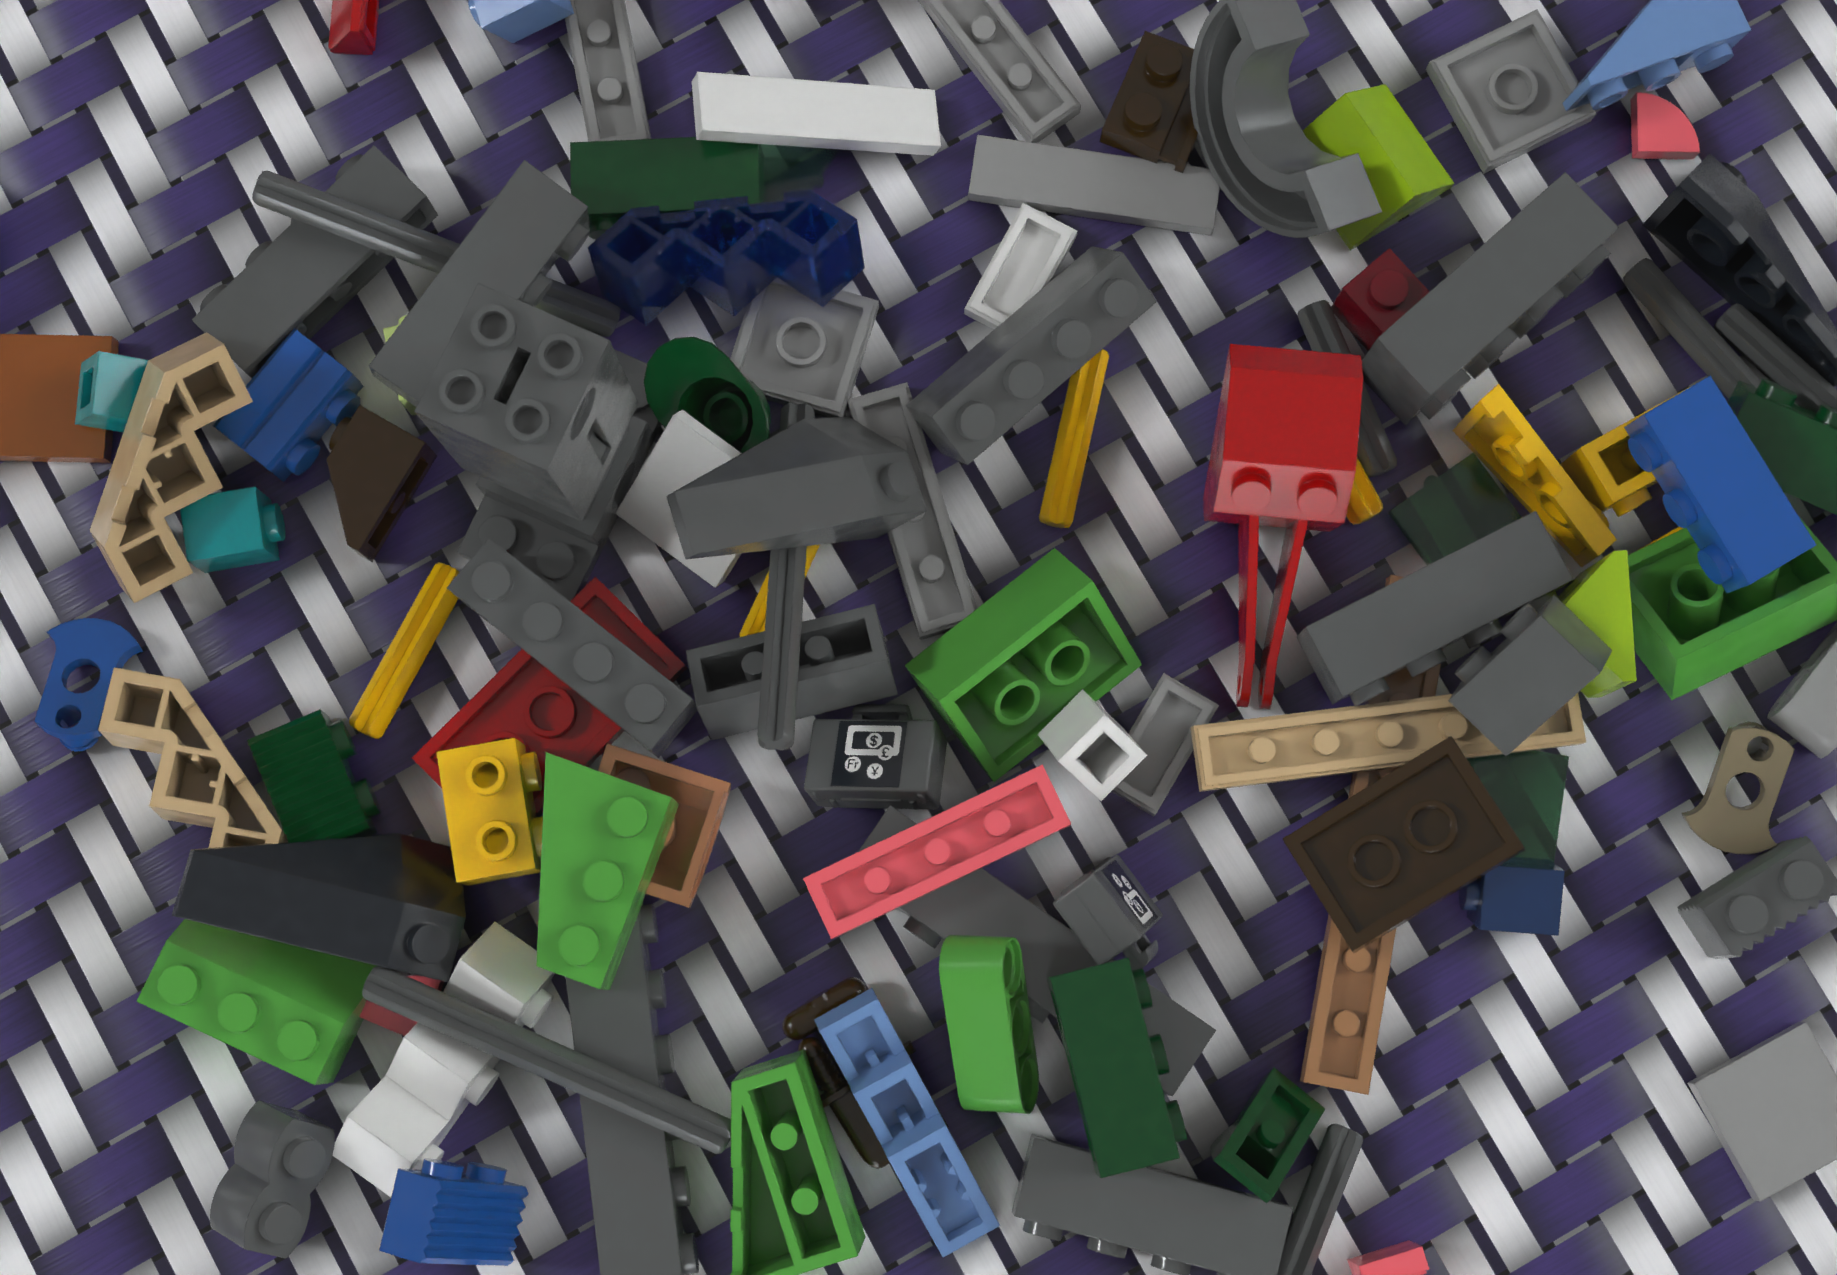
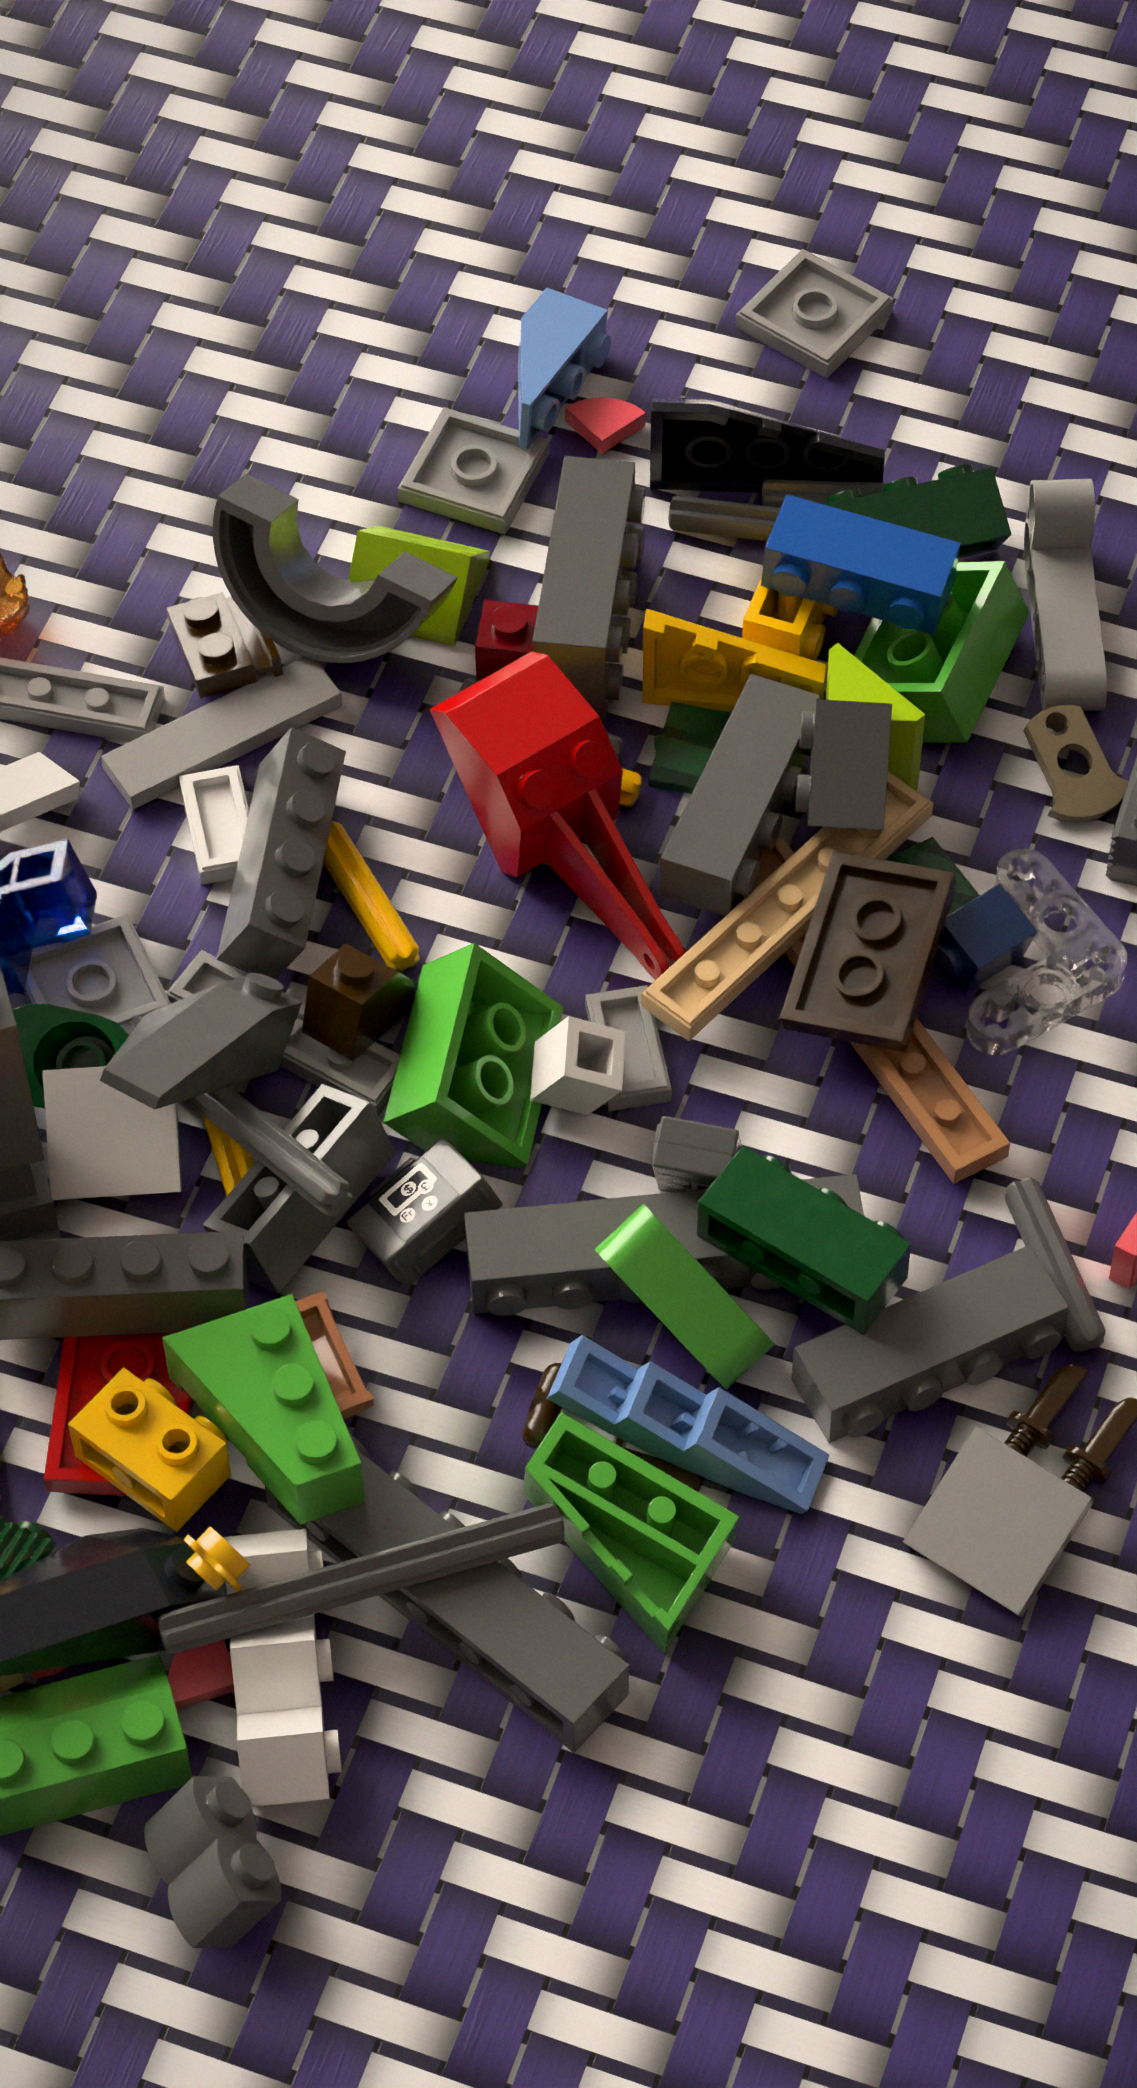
camera: 40 degrees left, 25 degrees down
(442, 966) = (216, 1560): none -> yellow plate
(453, 1215) = (391, 1757): blue brick -> none
(937, 851) = (530, 1205): coral plate -> none
(980, 537) = (354, 1001): none -> dark brown slope
(1267, 1134) = (963, 1228): dark green slope -> none
(1577, 953) = (1065, 960): none -> clear beam

